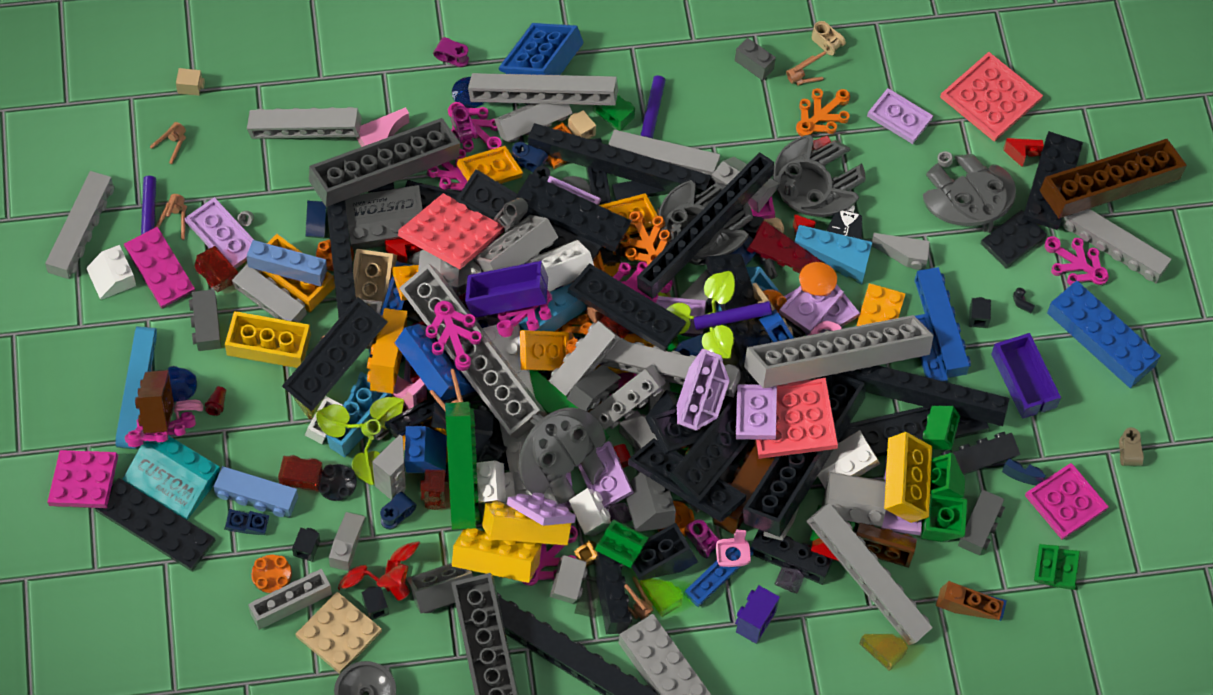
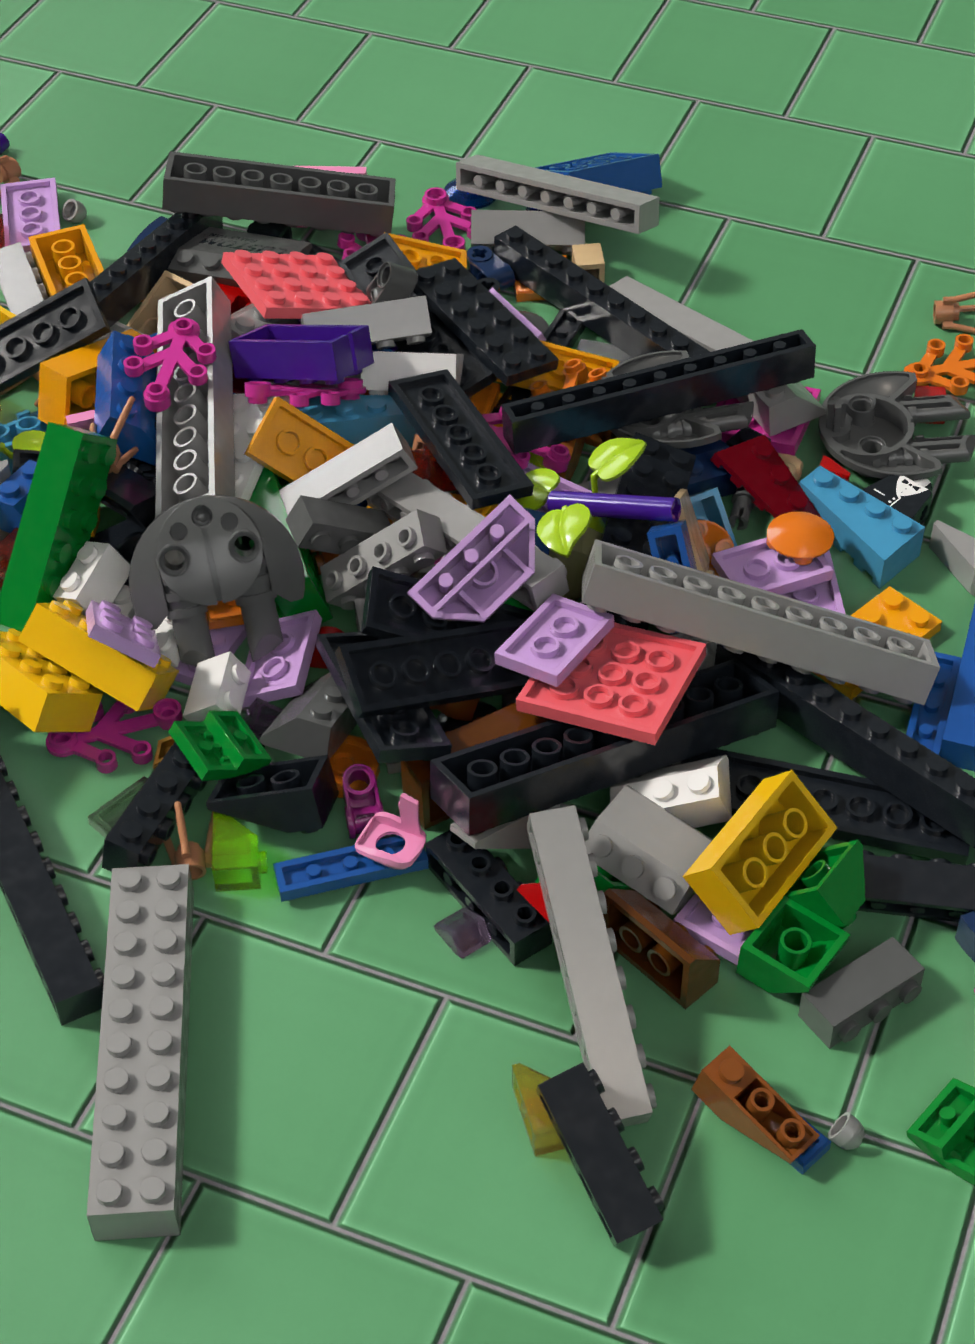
camera: 35 degrees right, 15 degrees down
(174, 133) = (72, 109): nougat plant -> none
(189, 81) = (134, 71): tan brick -> none
(286, 263) = (57, 244): medium blue brick -> none
(304, 123) = (225, 139): light grey brick -> none
(450, 51) = (476, 141): magenta piece -> none
(463, 127) = (425, 205): magenta piece -> none
(568, 579) = (108, 765): light grey brick -> none
(617, 115) = (648, 261): green brick -> none
(653, 106) = (710, 277): dark purple piece -> none
(755, 59) = (895, 275): dark grey brick -> none
(756, 614) = (358, 946): dark purple brick -> none
(925, 658) = (599, 1153): none -> black brick
(941, 427) = (875, 810): green brick -> none
(1010, 592) = (847, 1132): none -> light grey hinge

